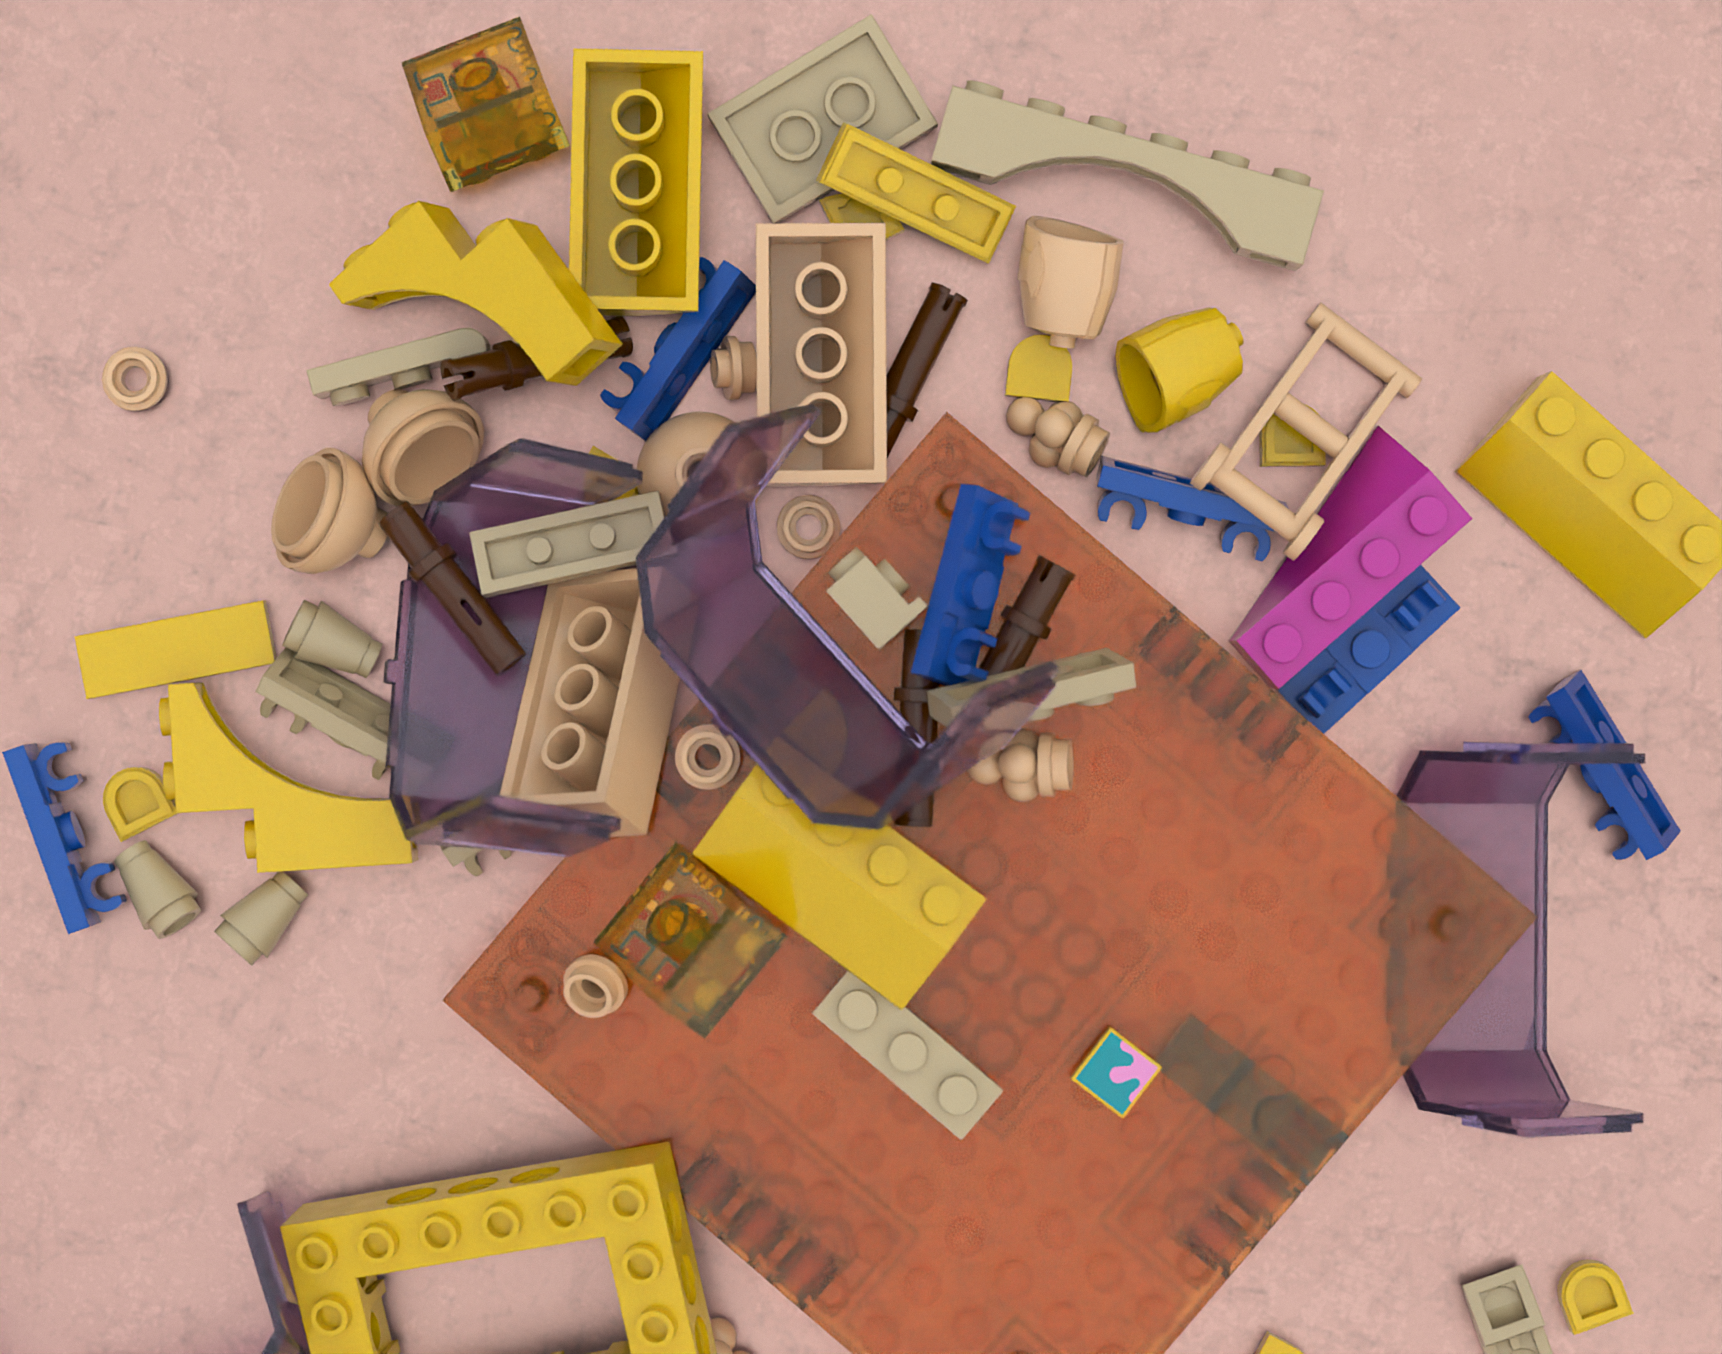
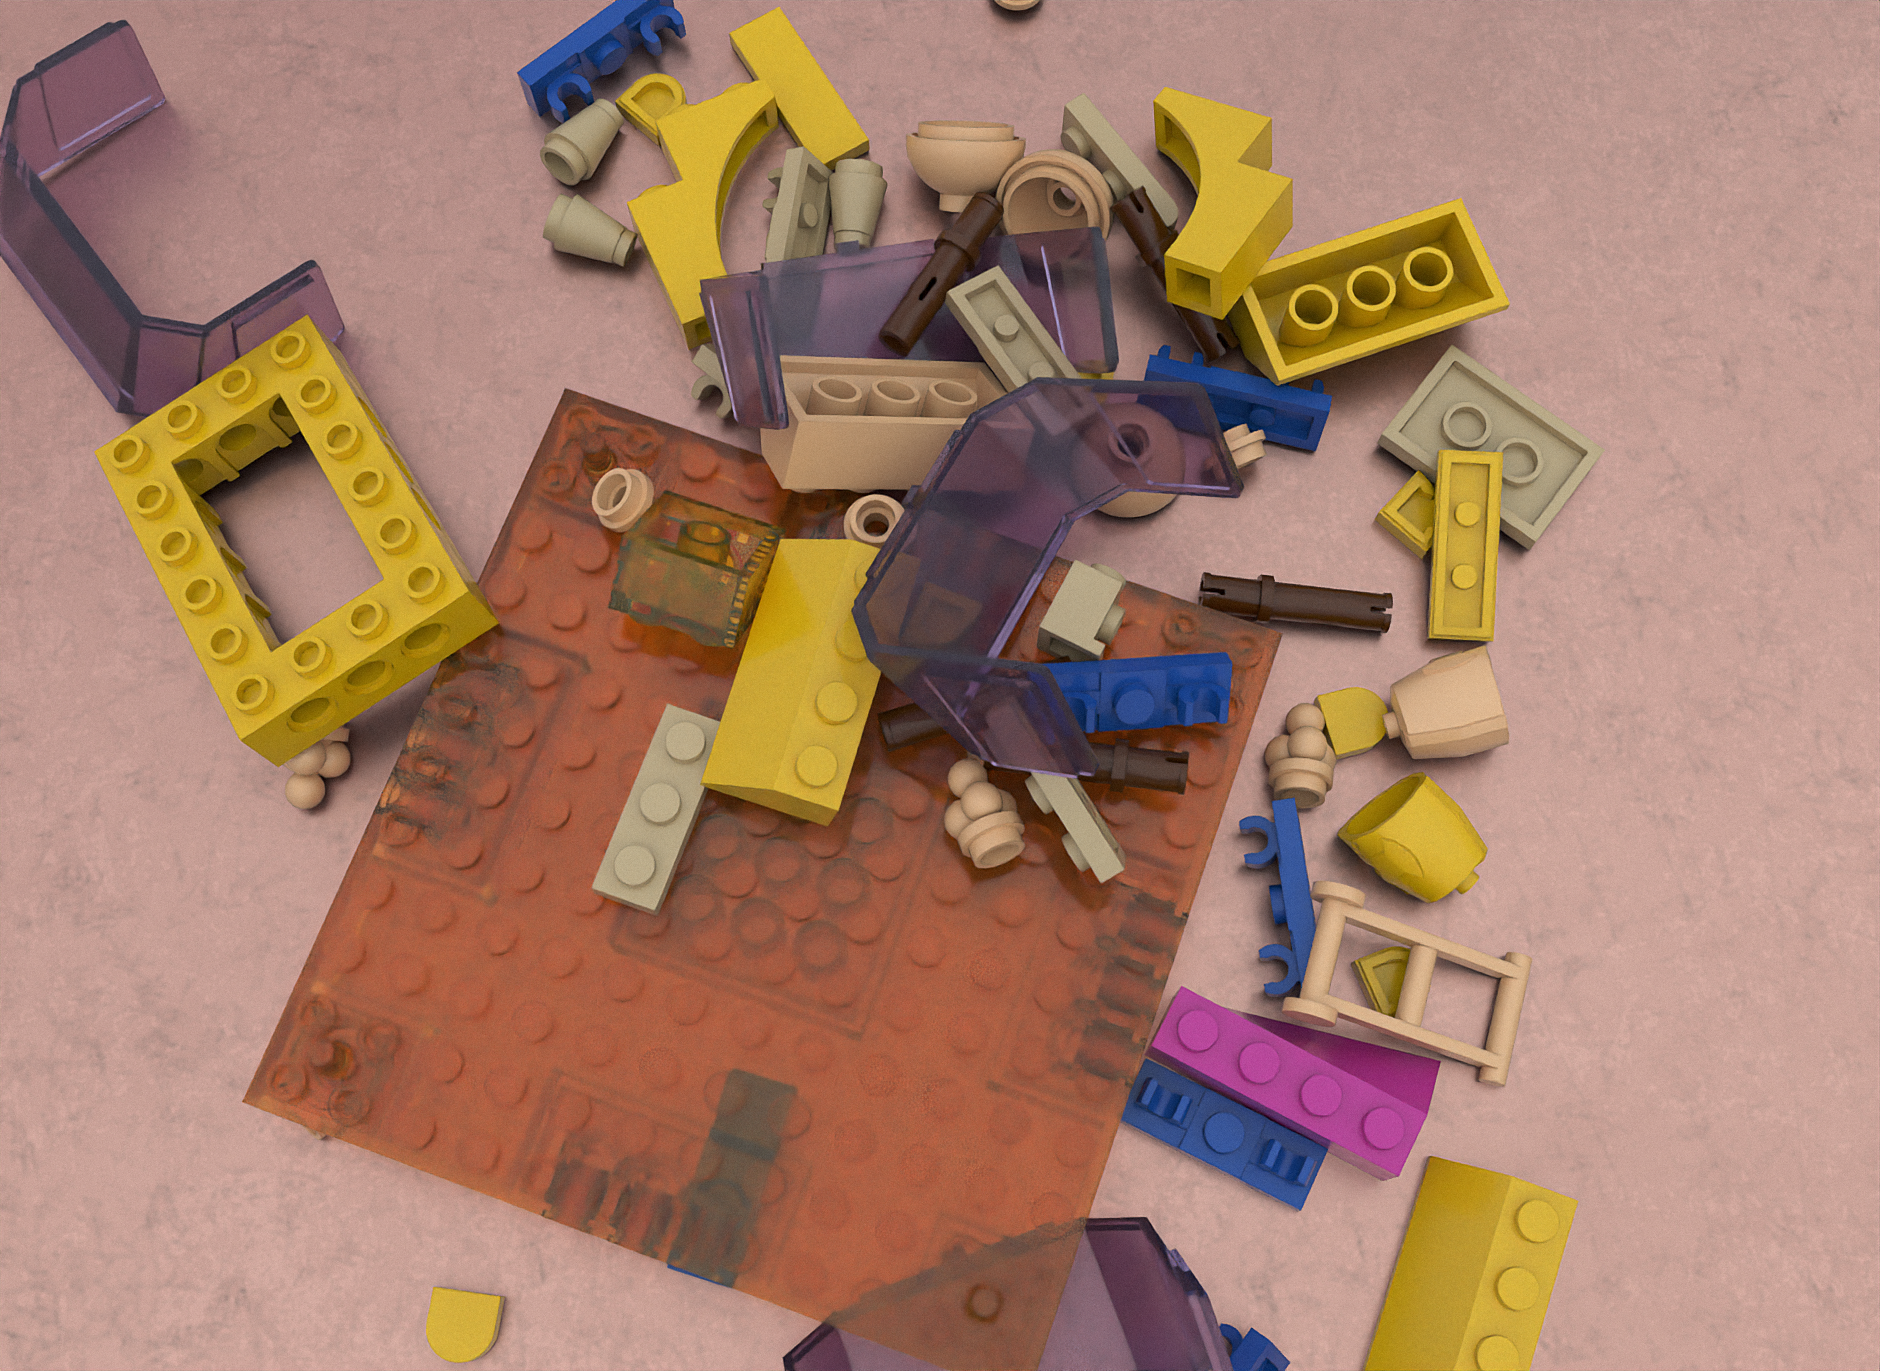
camera: 65 degrees right, 15 degrees down
(484, 104) = (1369, 164): clear yellow slope -> none
(793, 512) = (1127, 551): light nougat plate -> none
(824, 346) = (1297, 504): light nougat slope -> none
(1116, 1072) = (711, 1016): tile -> none
(1252, 211) = (1547, 604): tan arch -> none

